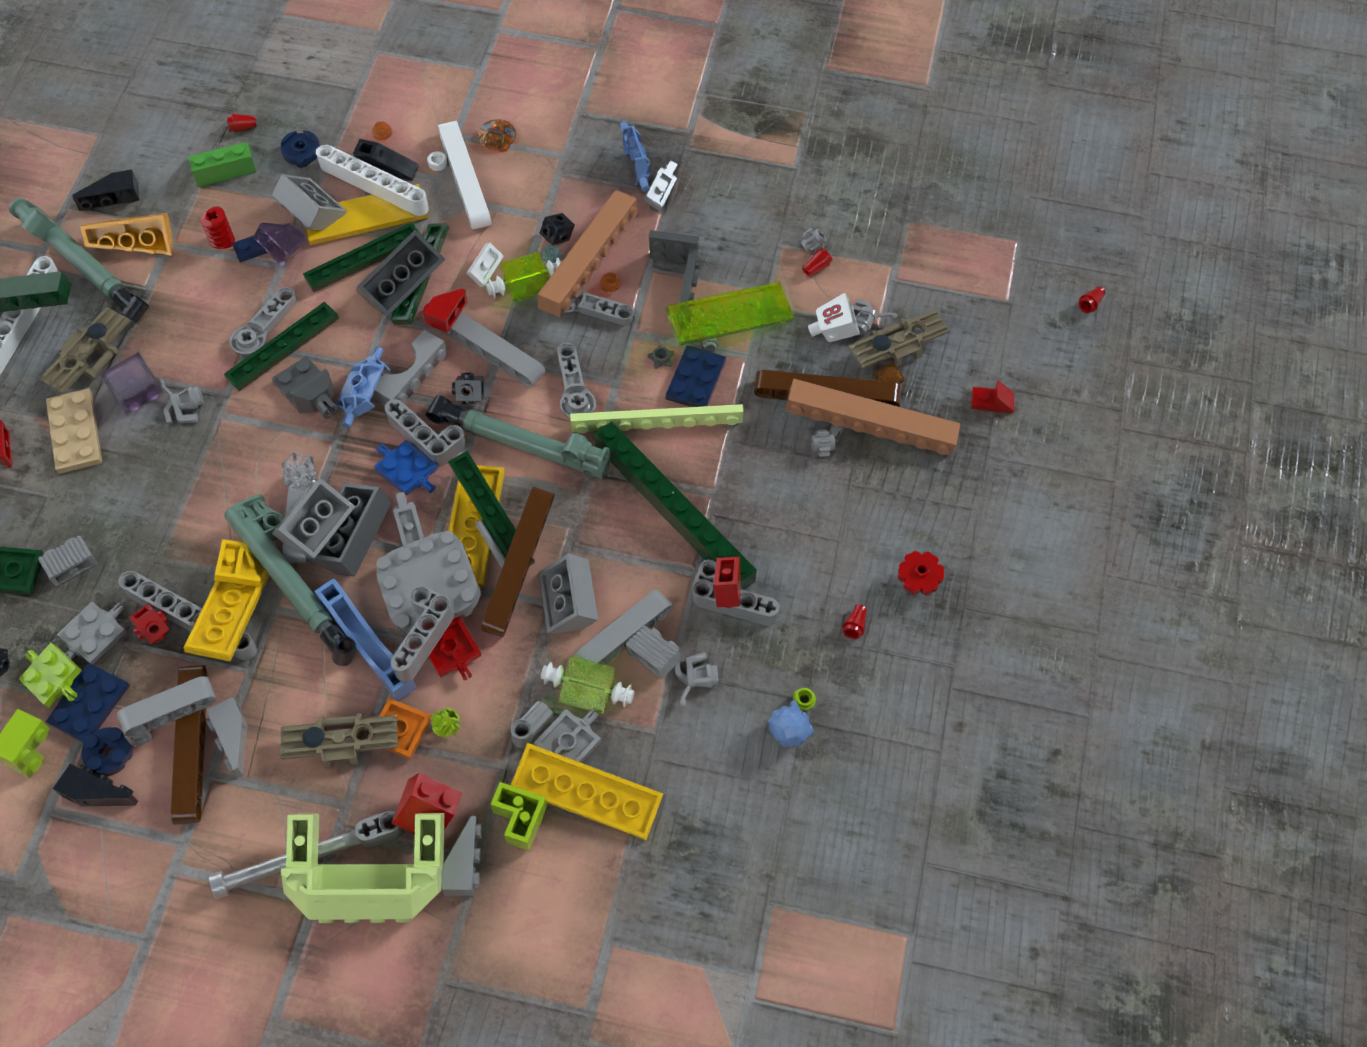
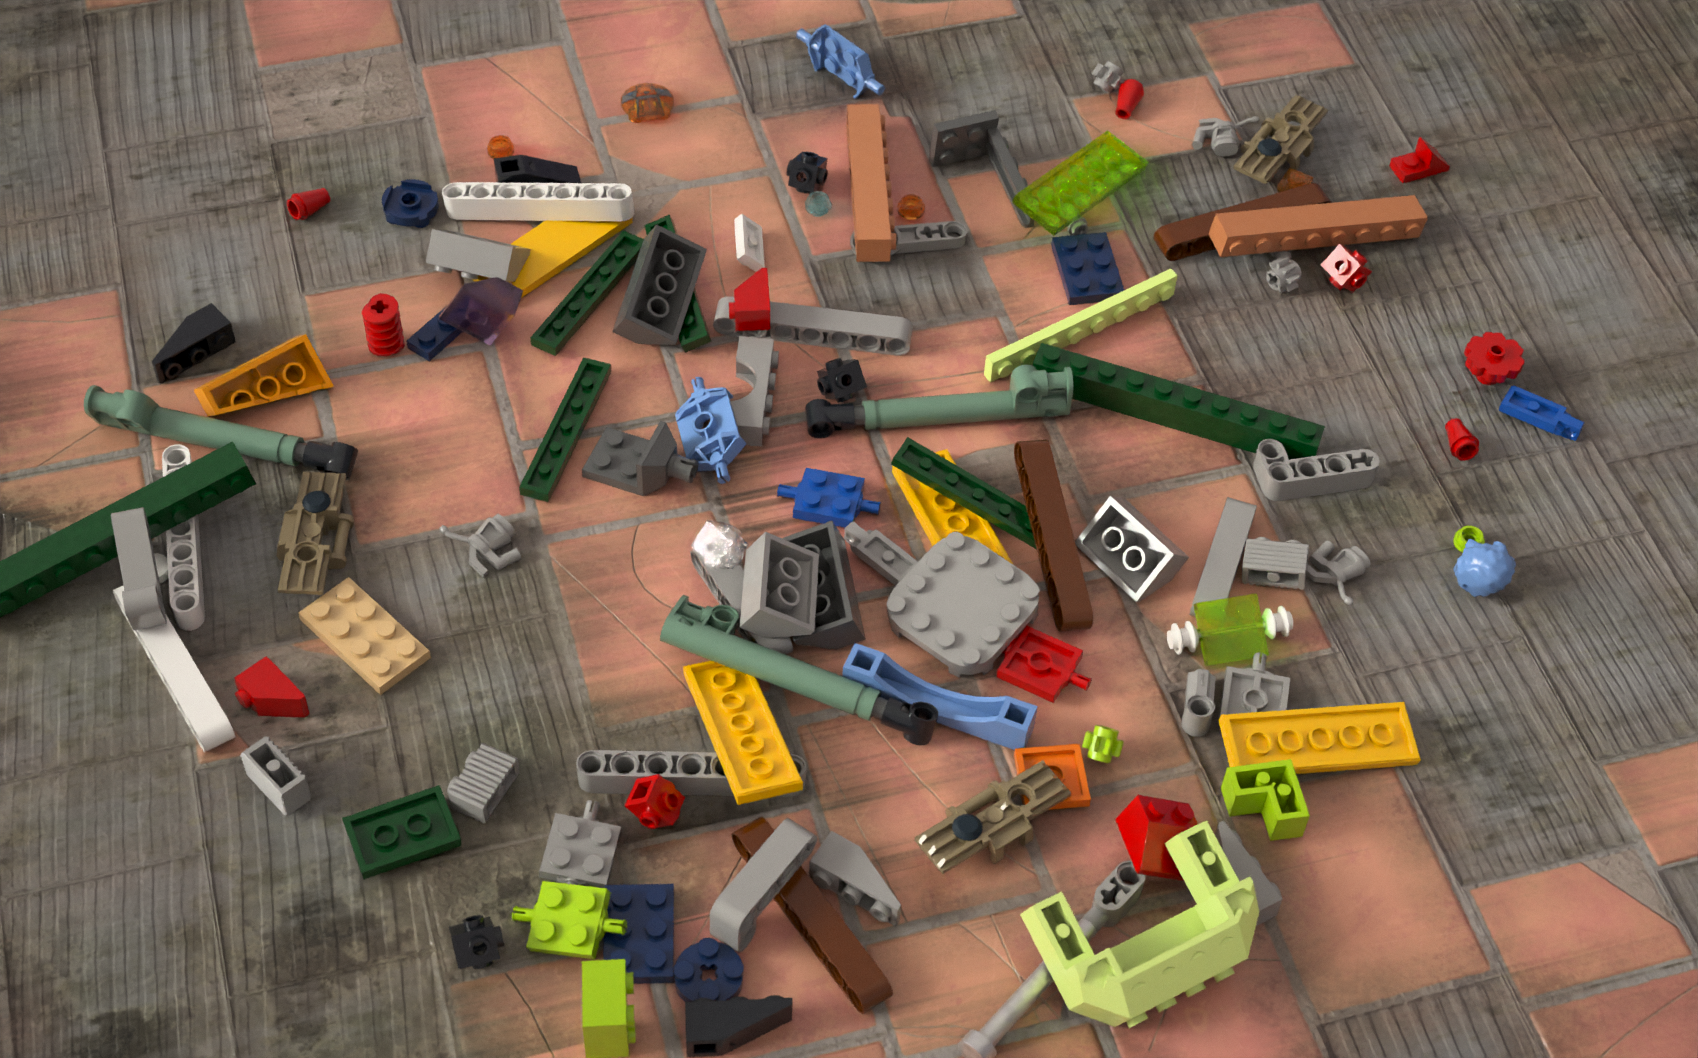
camera: 30 degrees left, 10 degrees down
(131, 383) = (411, 544): clear purple slope -> none
(222, 164) = (321, 256): bright green slope -> none
(236, 565) = (717, 684): yellow wing -> none
(262, 323) = (519, 416): light grey beam -> none
(408, 661) = (1014, 619): light grey beam -> none
(420, 430) = (811, 450): light grey beam -> none
(437, 161) = (595, 156): white tile -> none
(464, 175) = (645, 157): white beam -> none
(490, 541) = (1004, 534): light grey bar -> none
(522, 277) = (809, 237): clear neon green plate -> none
(573, 384) = (954, 327): light grey beam -> none
(661, 186) = (894, 96): hinge -> none
(661, 351) = (1035, 259): dark grey plate -> none
(727, 582) = (1311, 447): red slope -> none
(835, 320) = (1200, 145): white torso -> none
(870, 457) = (1346, 268): none -> brick
(929, 628) = (1540, 413): none -> blue hinge
(1090, 301) = (1442, 29): red cone -> none

